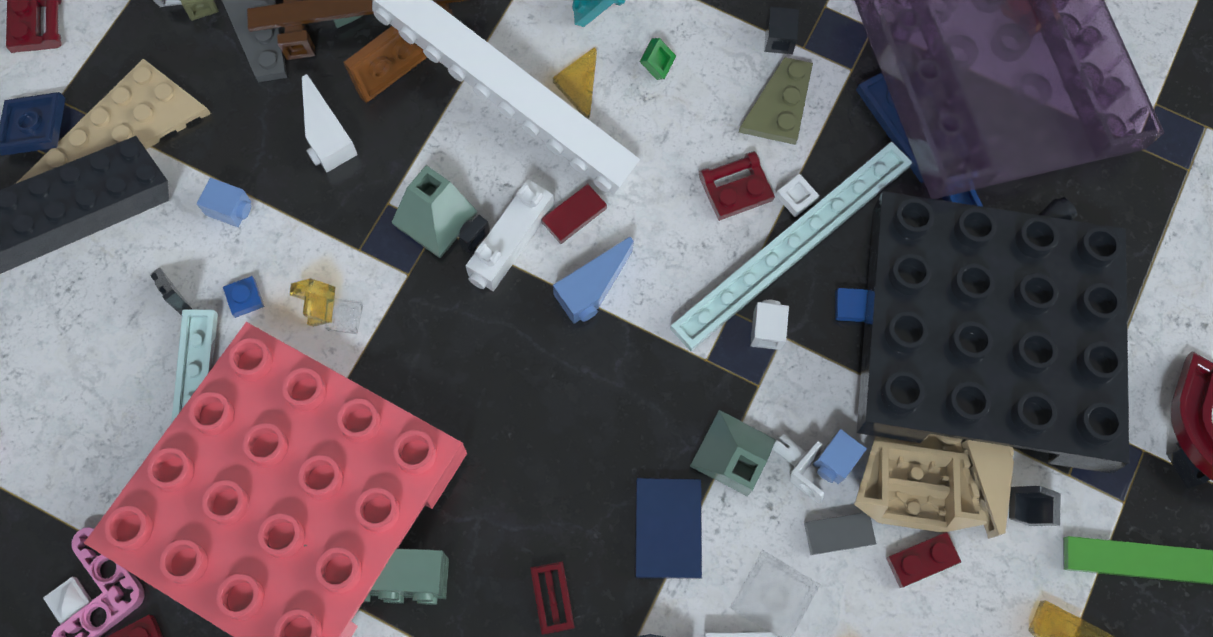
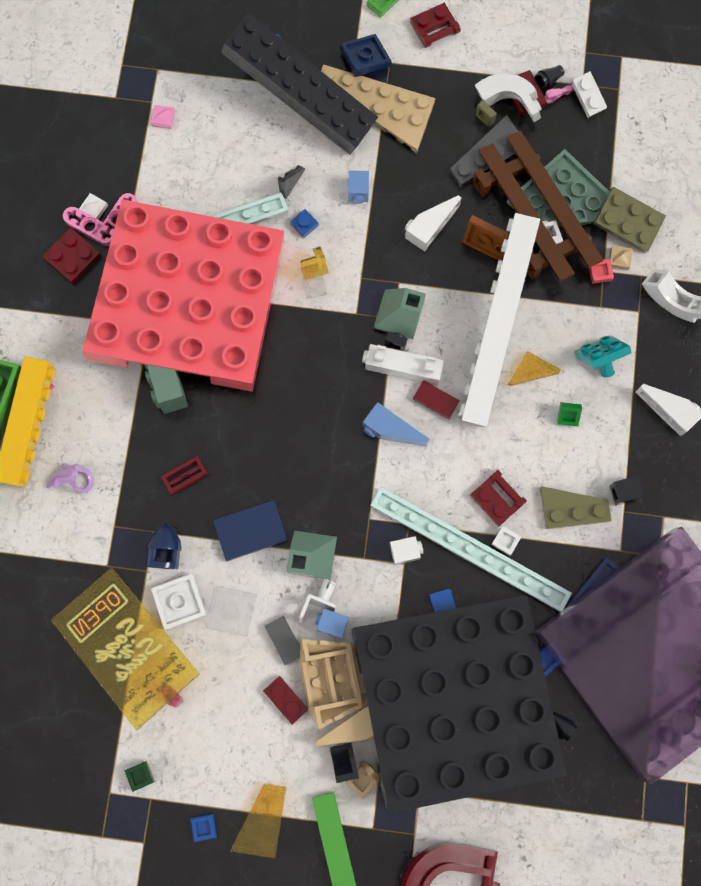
camera: 75 degrees right, 5 degrees up
(1061, 482) = (367, 779): none -> tan tile

